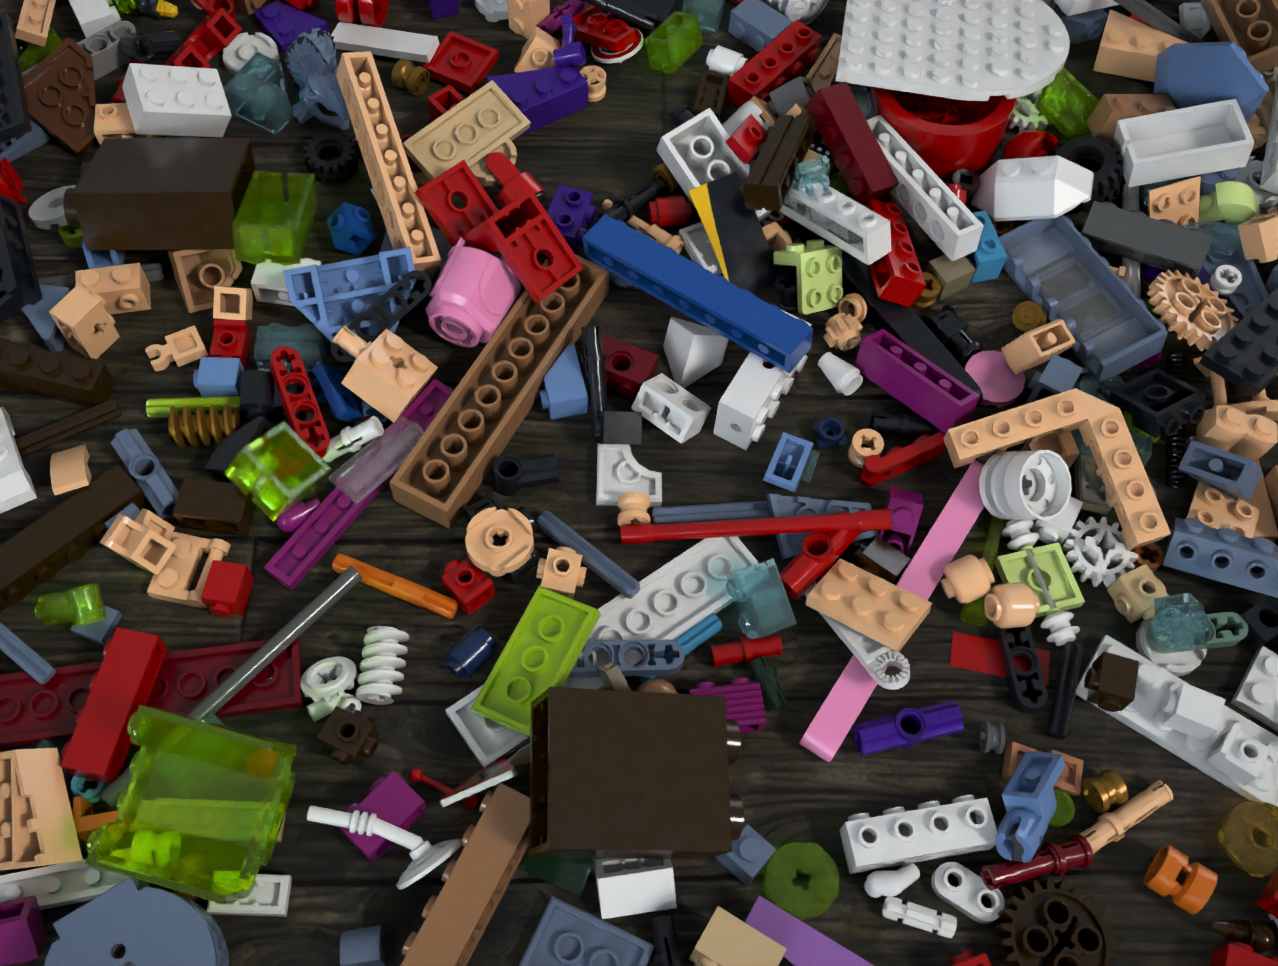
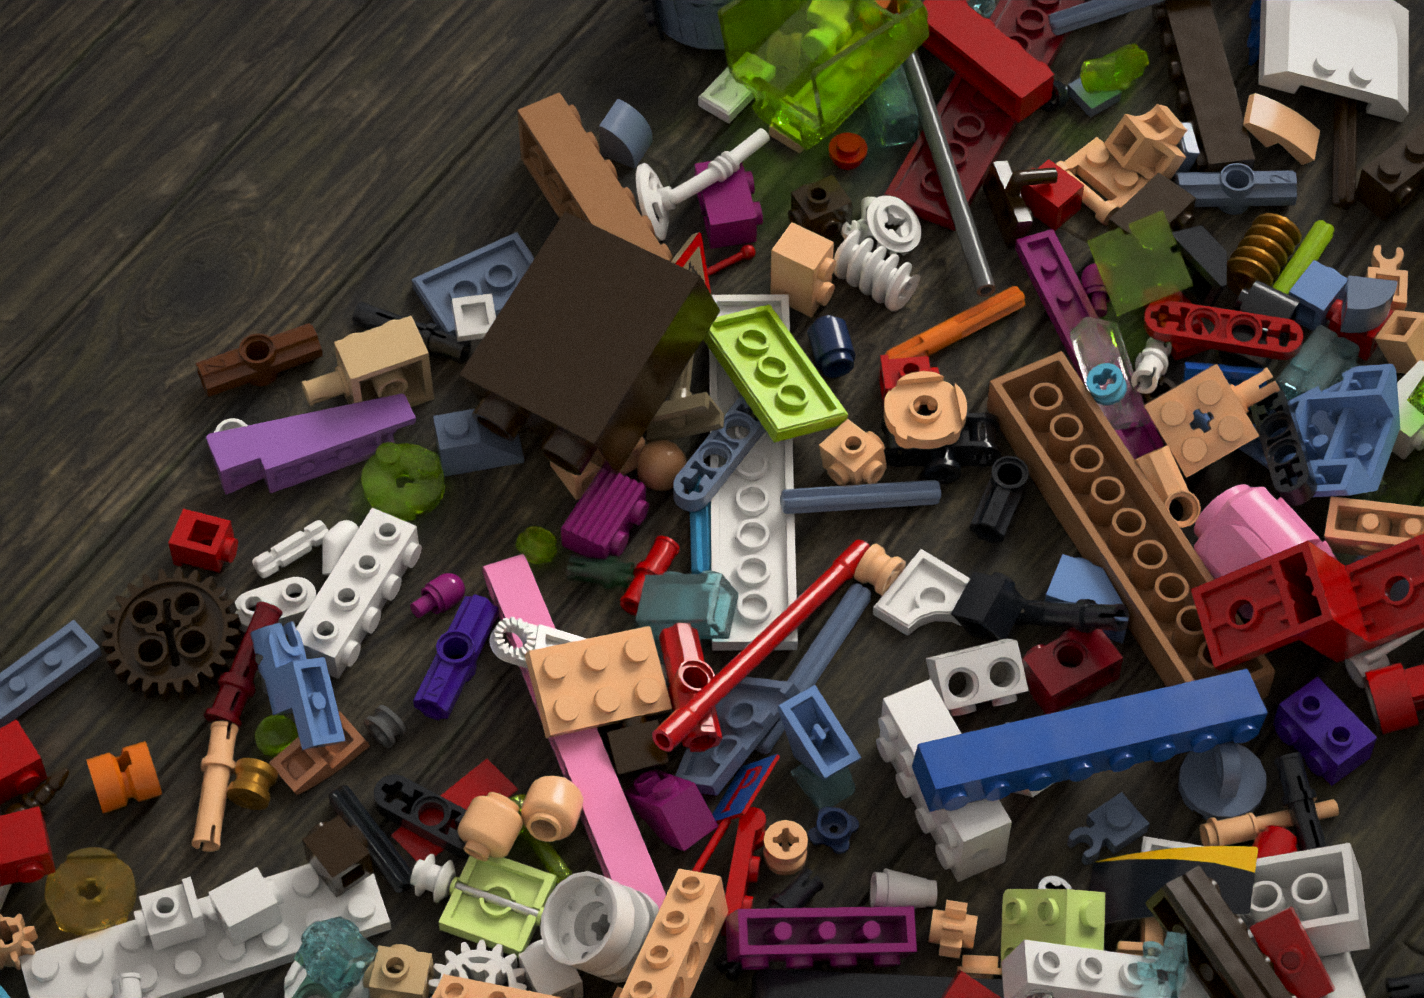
camera: 130 degrees right, 5 degrees down
(227, 325) = (1366, 303): none -> sand blue brick
(255, 608) = (1006, 201): none -> dark brown plate
(406, 430) = (1099, 376): none -> medium azure bush
(423, 703) = (803, 269): none -> light nougat brick
(448, 376) = (1169, 484): none -> light nougat piece
(638, 920) = (473, 316): none -> white tile
(782, 740) = (537, 545): none -> clear neon green plate
(865, 482) = (737, 801): none -> piece
(868, 779) = (439, 595): none -> magenta cylinder

